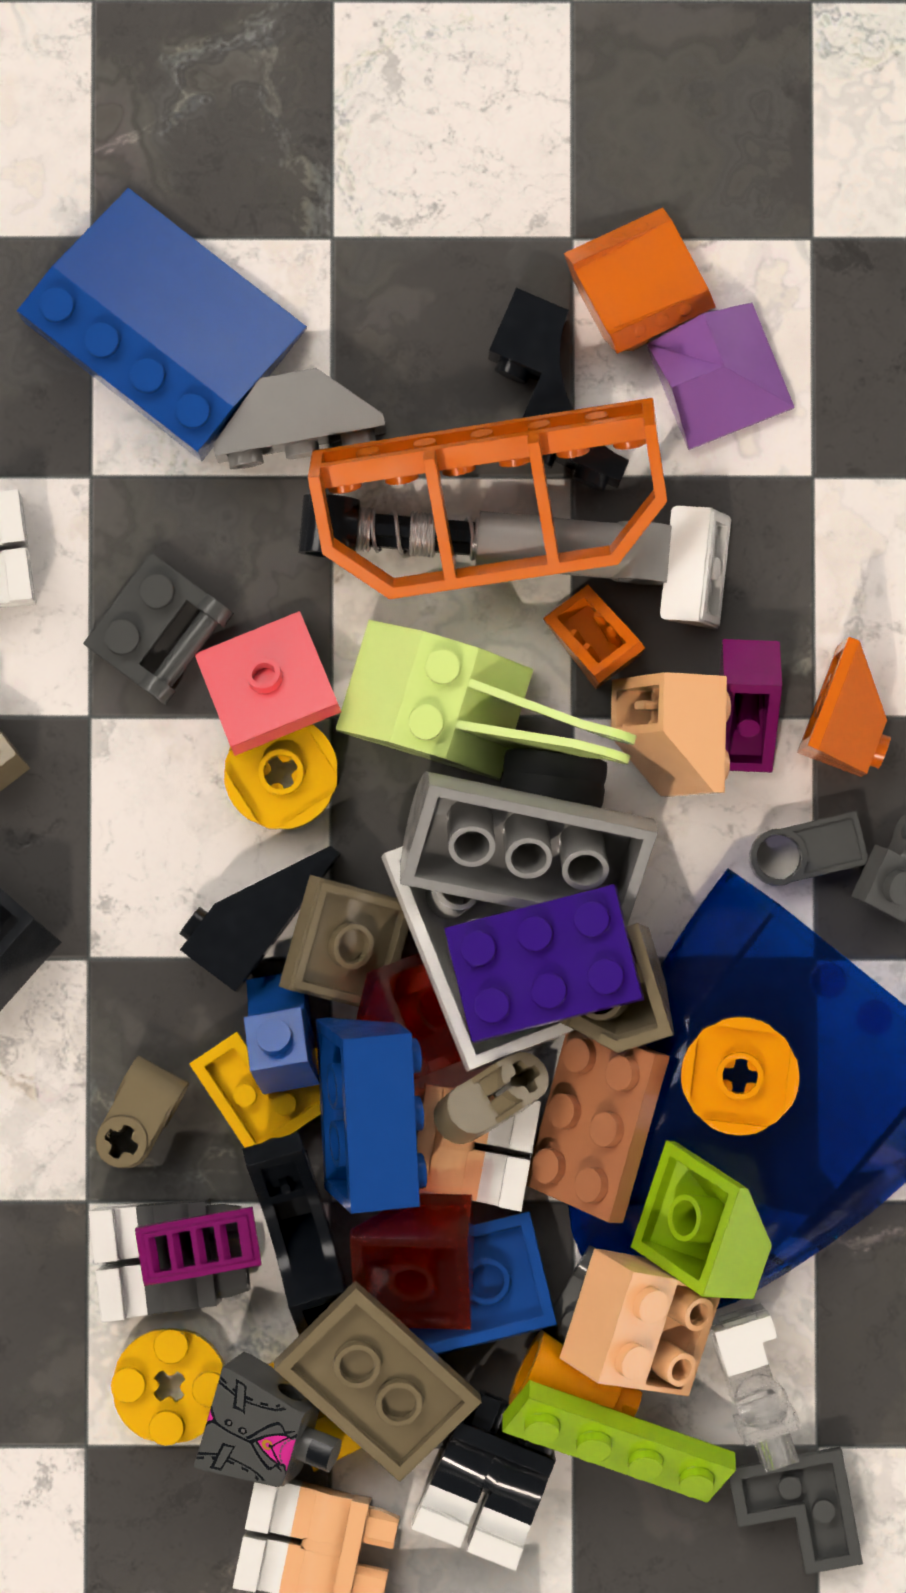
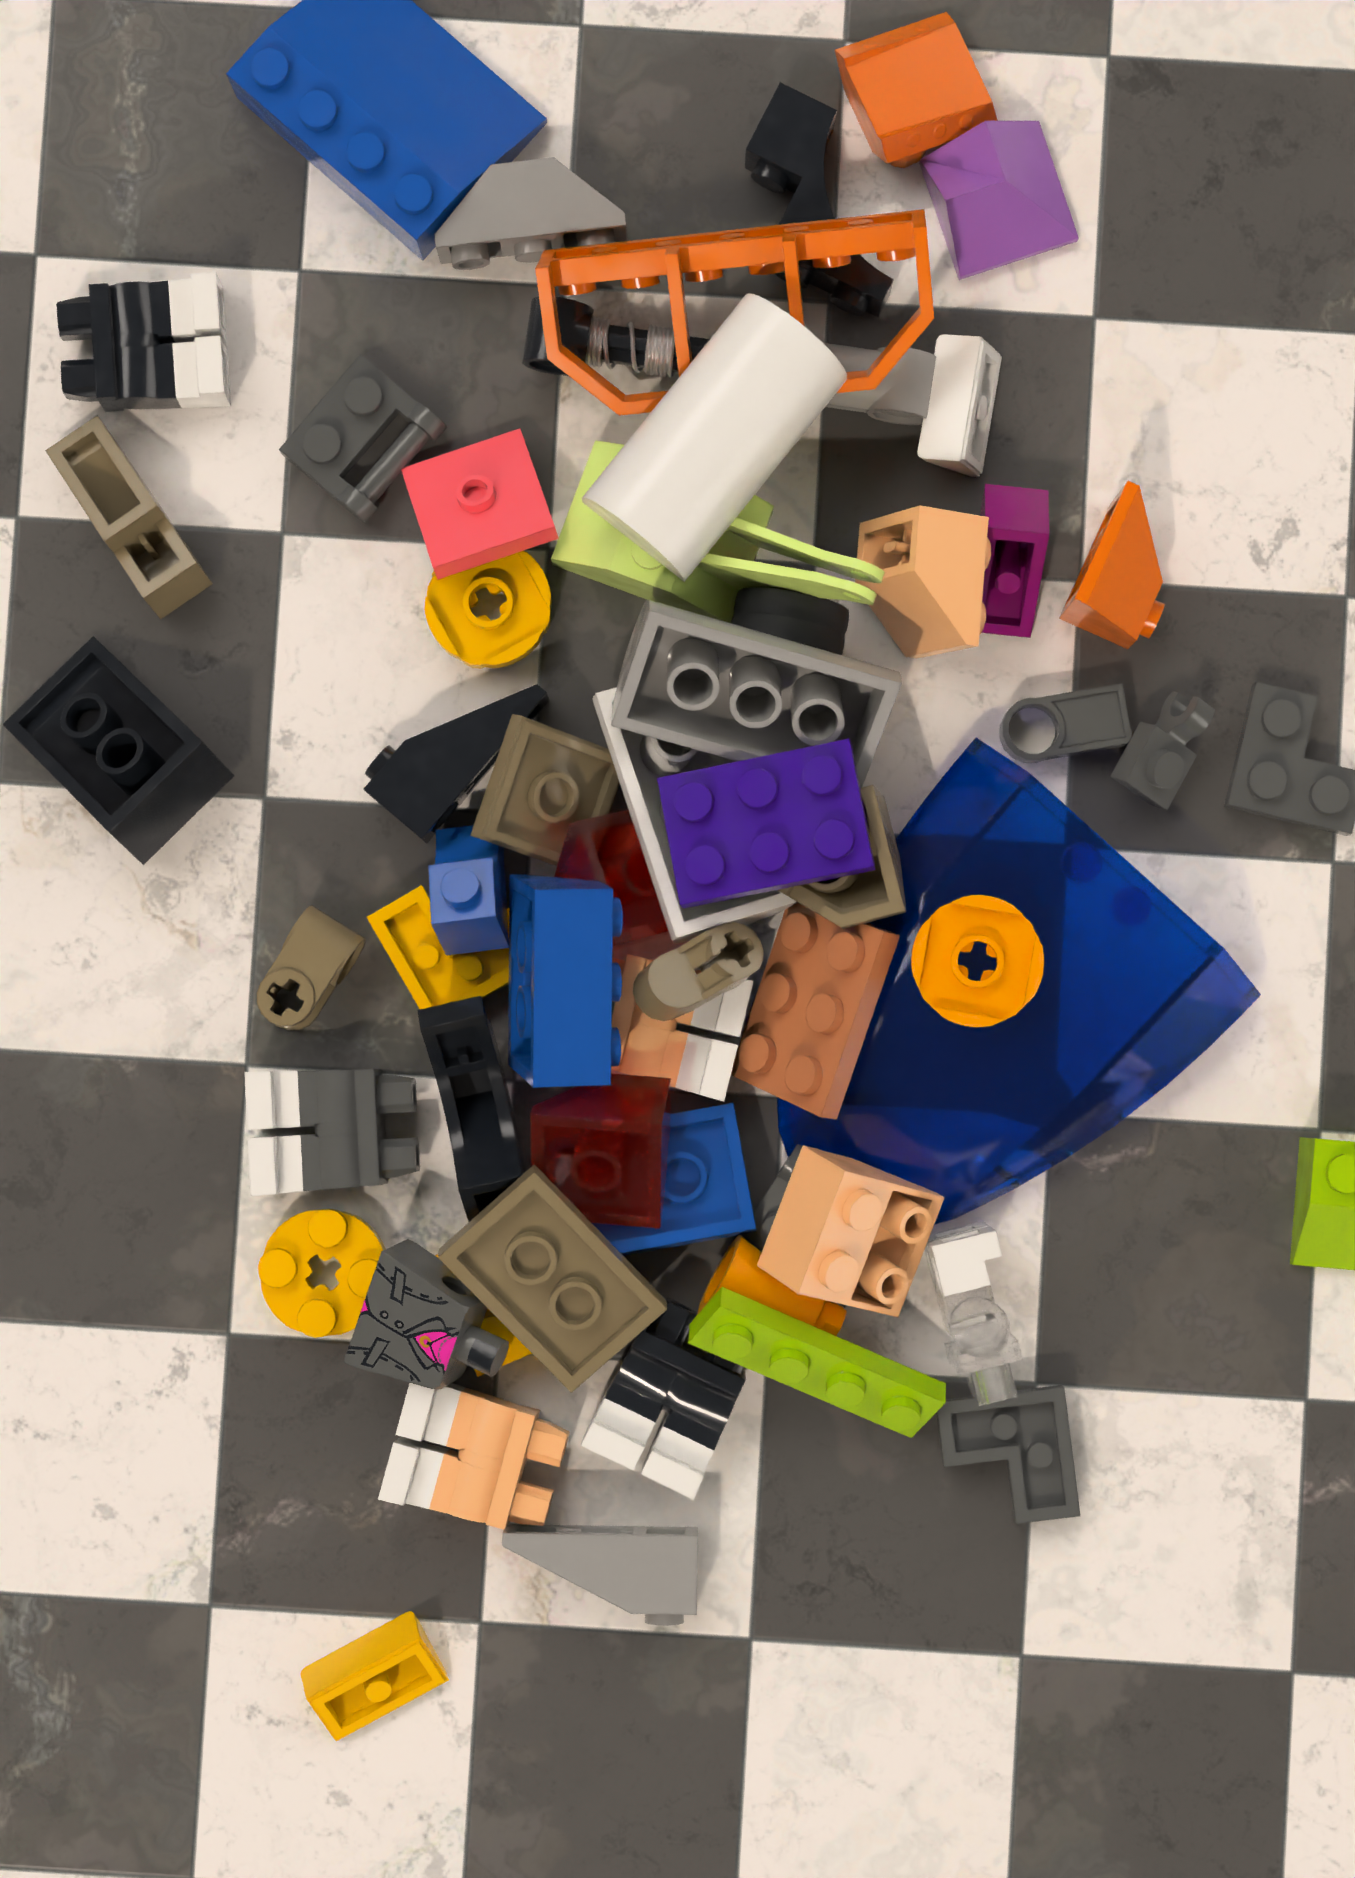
camera: 10 degrees right, 0 degrees up
(148, 1252) = (306, 1119): magenta slope -> none
(478, 619) = (717, 434): none -> white brick
(594, 636) = (844, 476): orange slope -> none
(702, 1227) = (925, 1127): lime slope -> none

